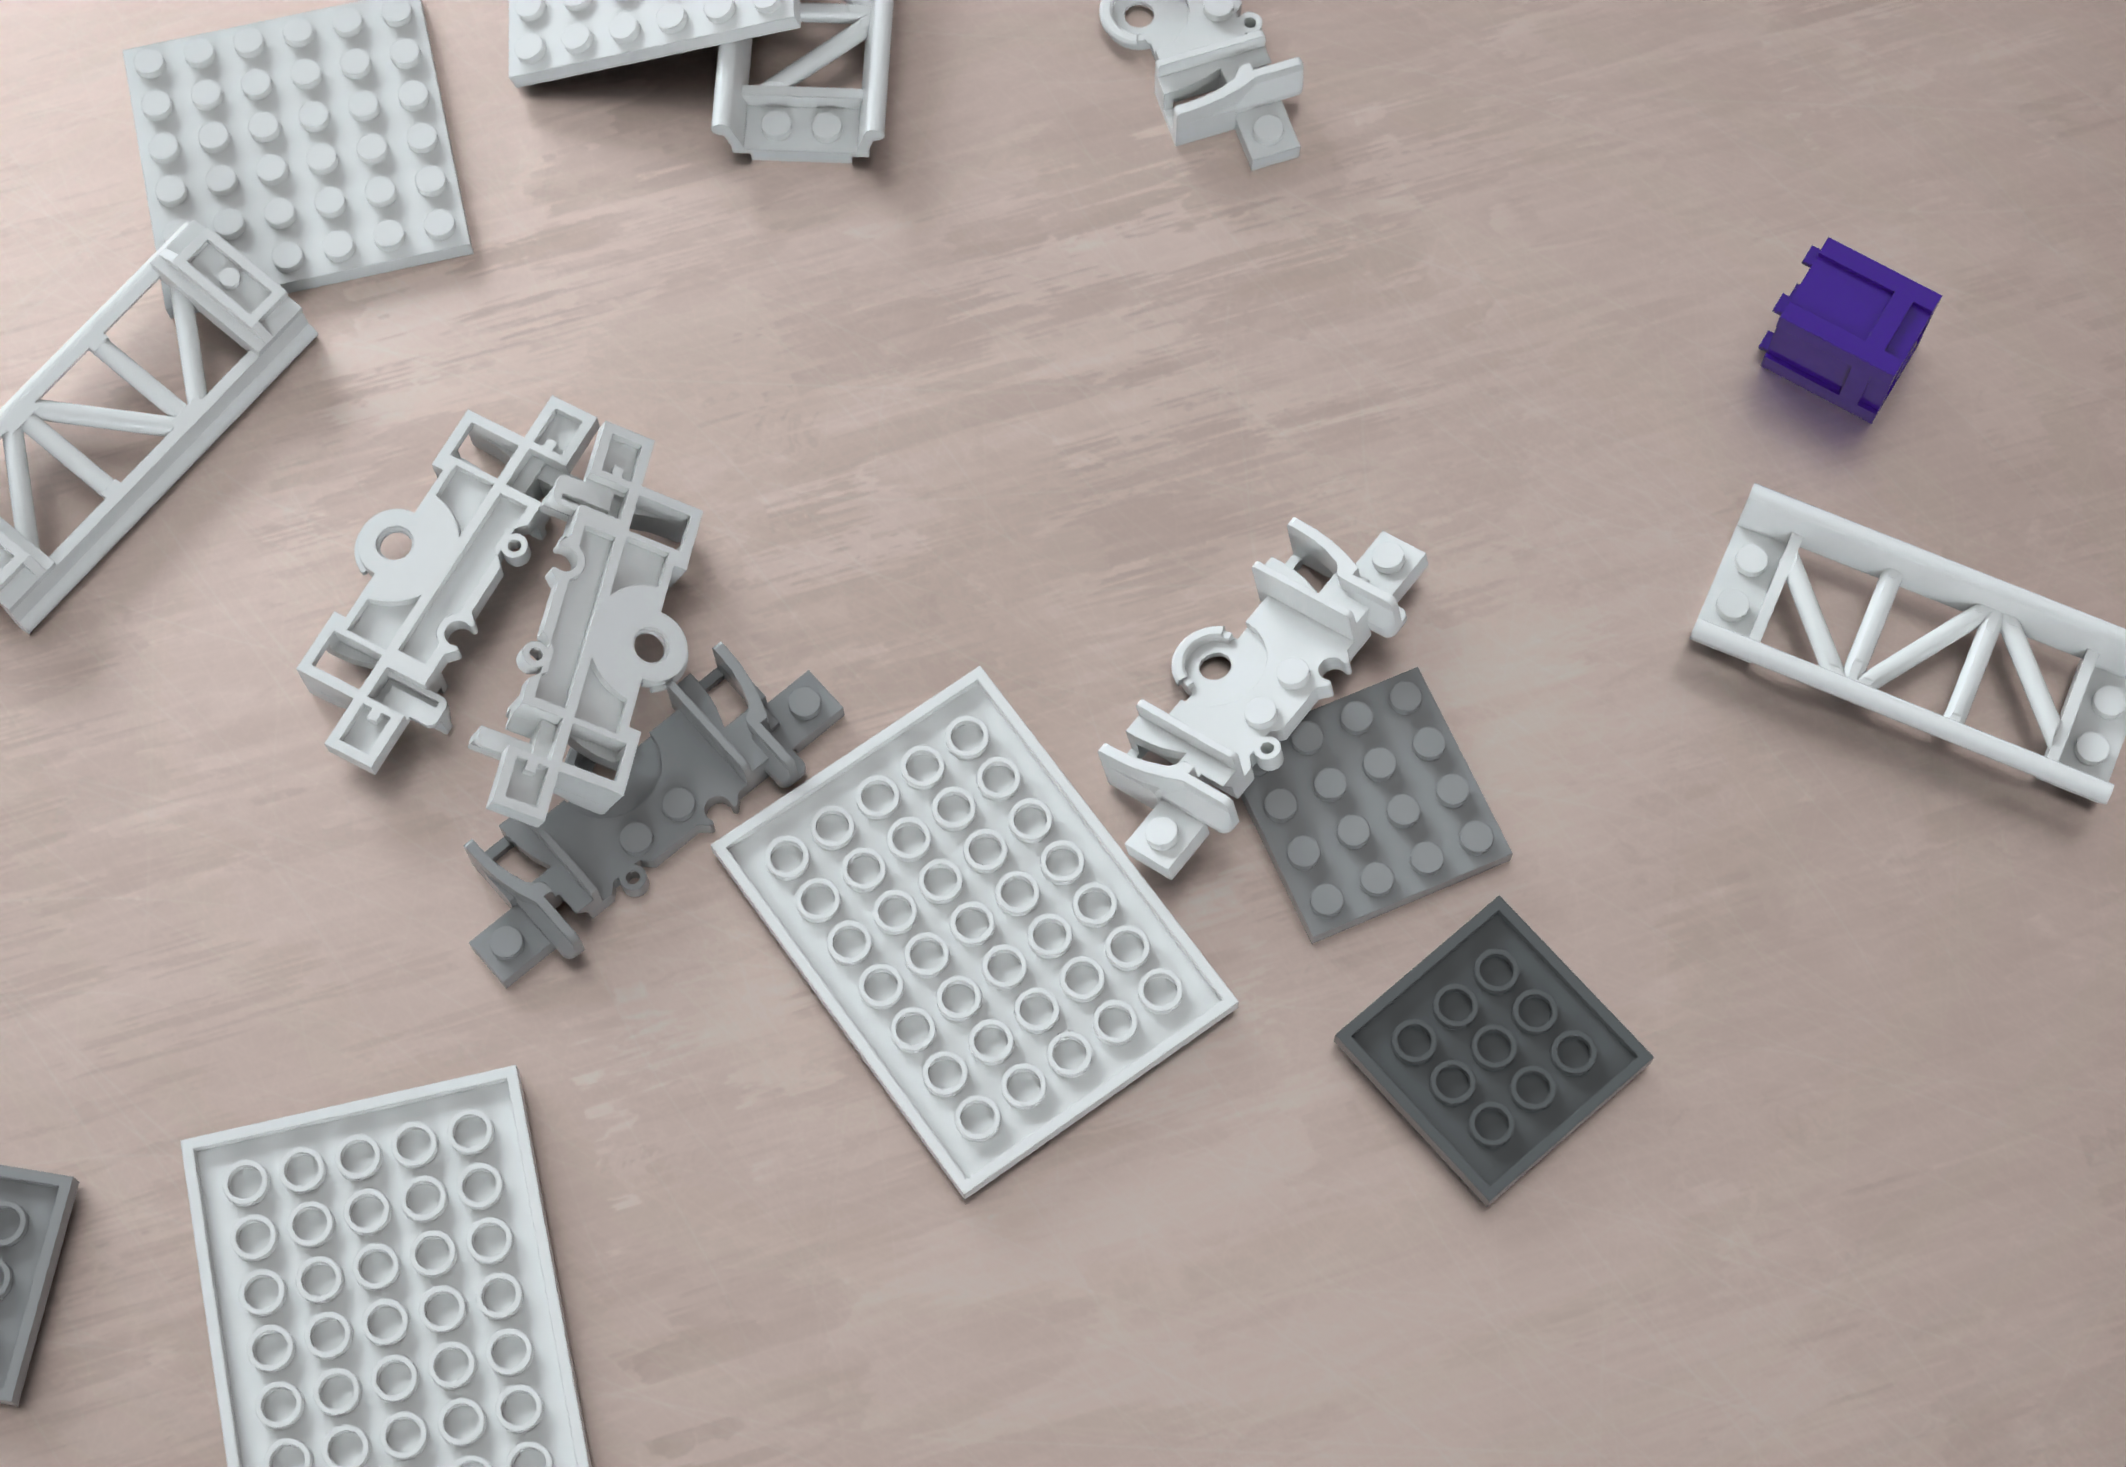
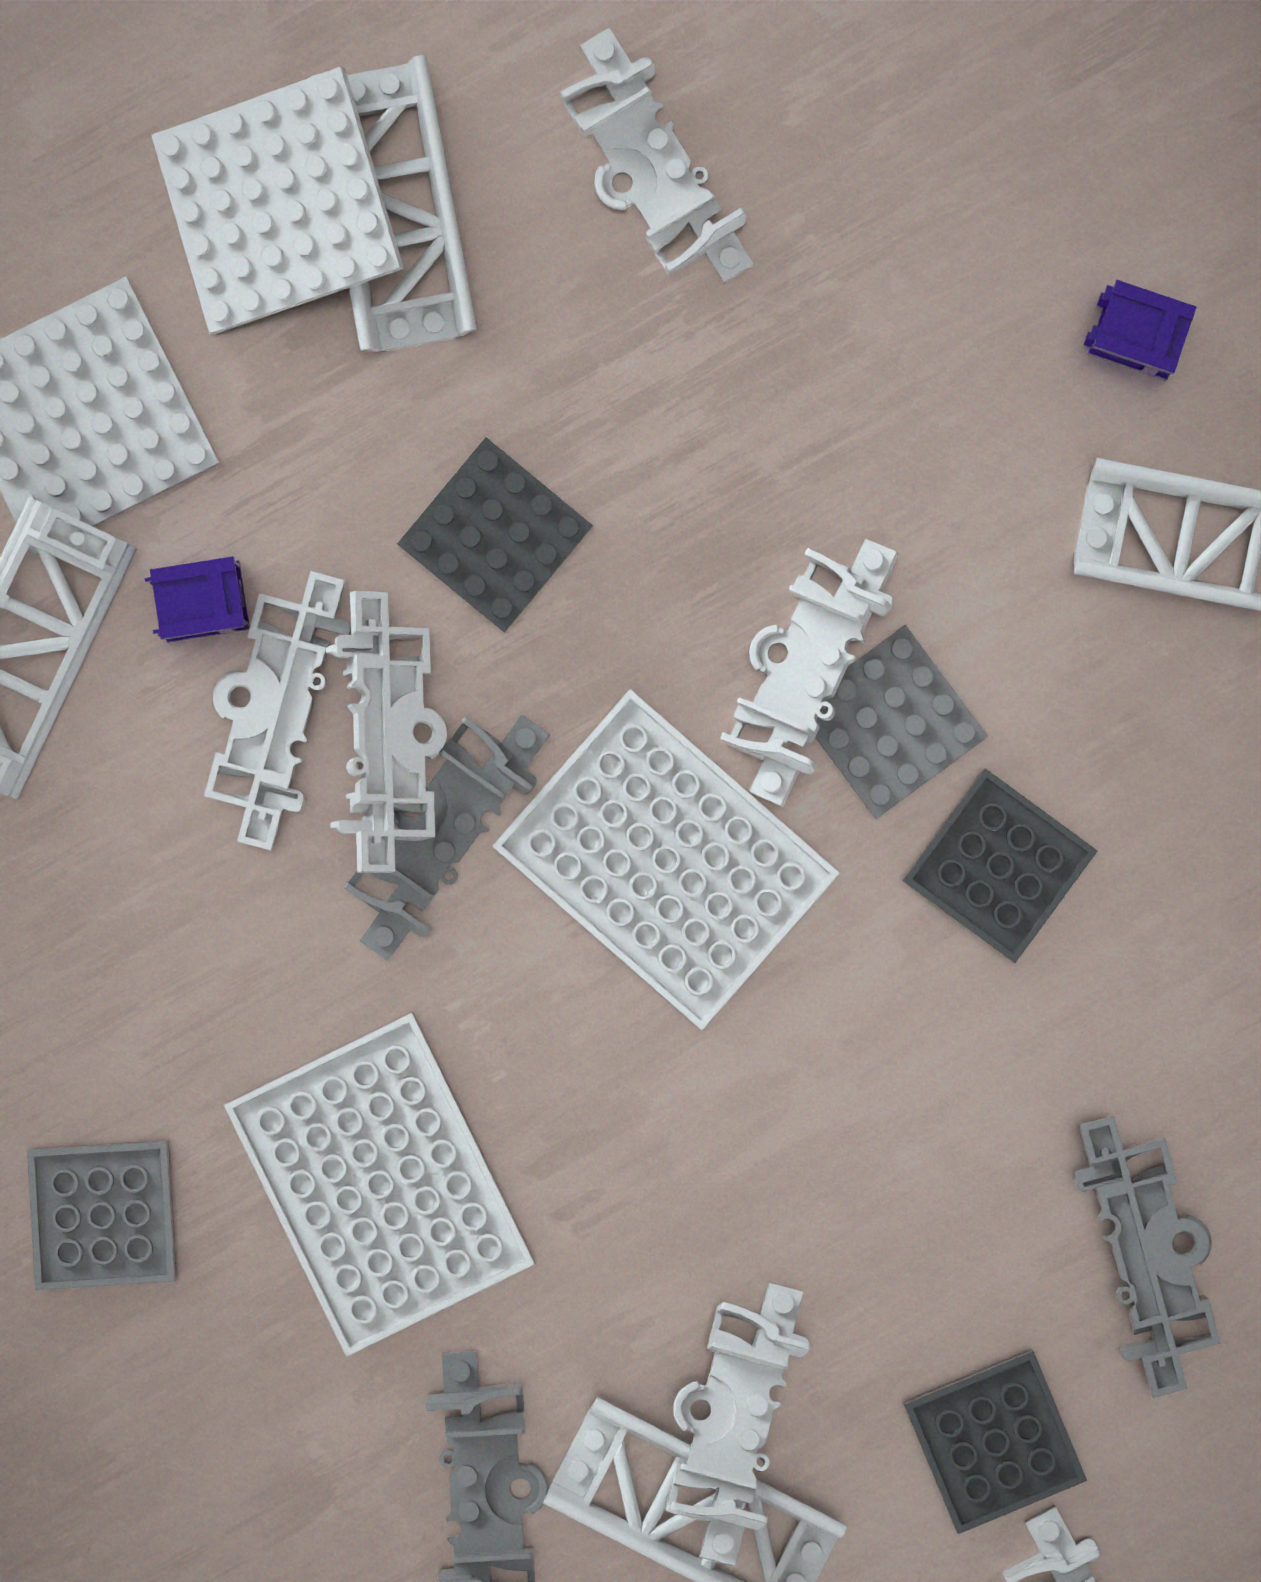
camera: 10 degrees left, 20 degrees up
(378, 402) = (199, 599): none -> dark purple container
(838, 423) = (495, 534): none -> dark grey plate

